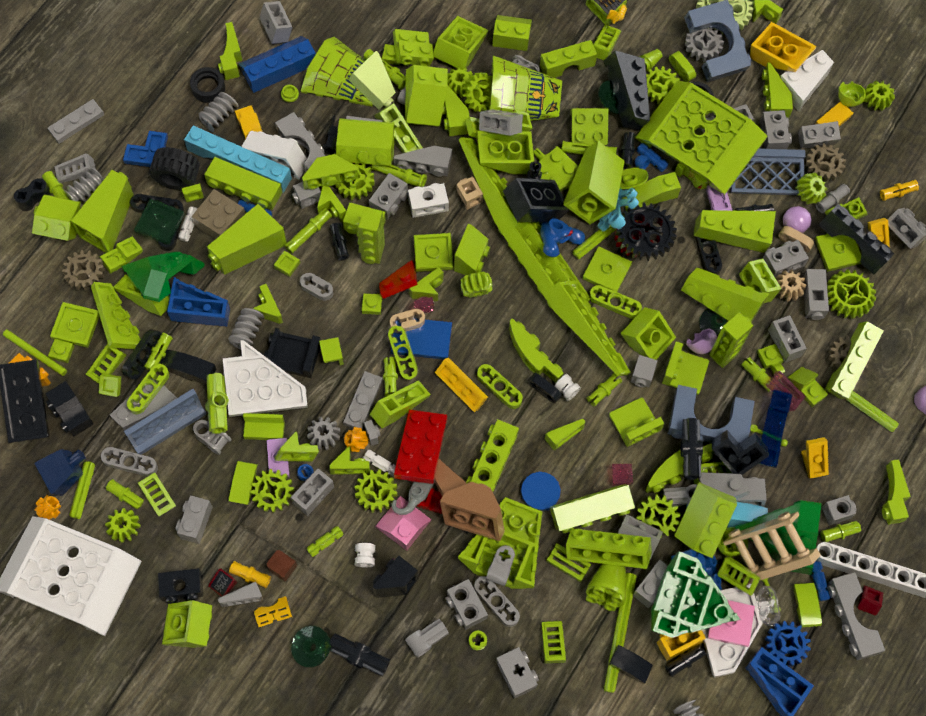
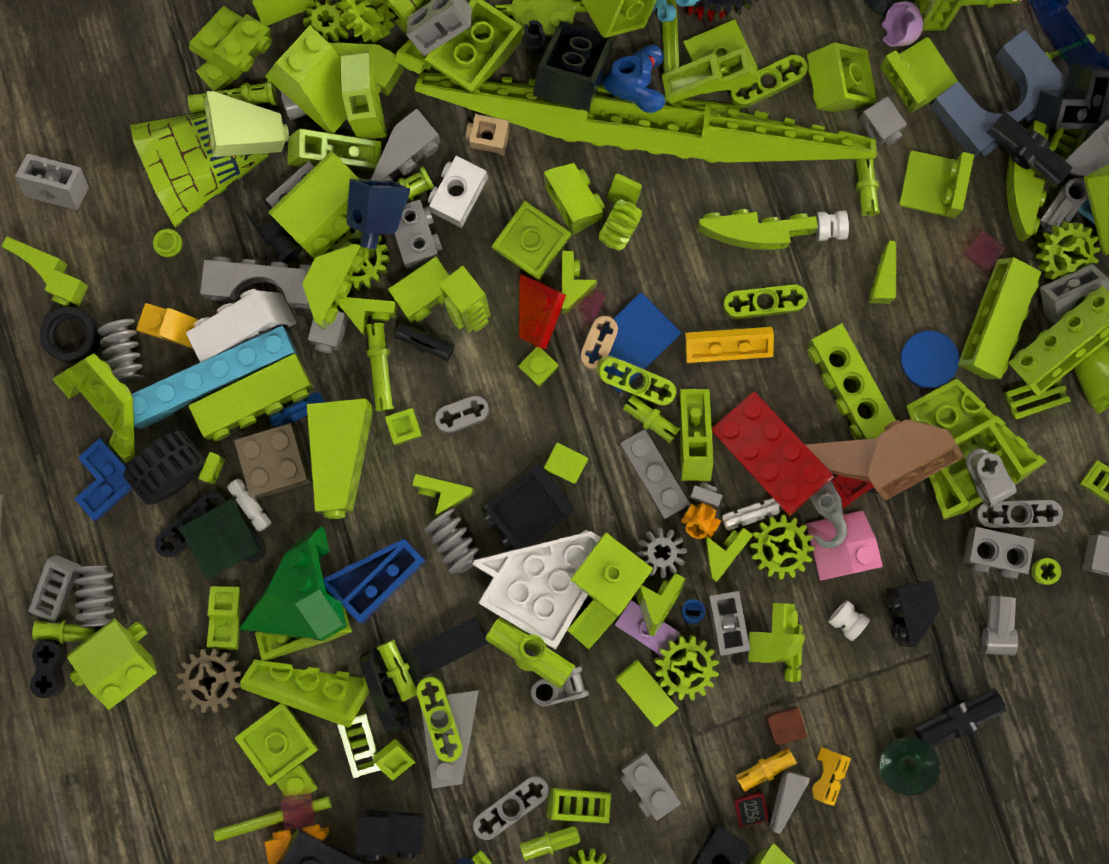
camera: 45 degrees left, 15 degrees up
(48, 358) = (298, 811): none -> clear pink plate
(104, 212) = (153, 597): lime slope -> none
(165, 422) = (500, 730): sand blue fence -> none
(189, 104) = (107, 396): none -> lime wing
(277, 63) = (110, 223): blue slope -> none
(290, 411) = (611, 574): none -> lime plate
(324, 526) = (780, 643): none -> lime brick
(383, 163) = (375, 208): none -> dark blue torso
(434, 120) = (362, 96): none -> lime slope
(498, 276) = (624, 189): none -> lime slope
(544, 388) = (810, 252): black beam -> none
(591, 268) = (710, 75): none -> lime slope

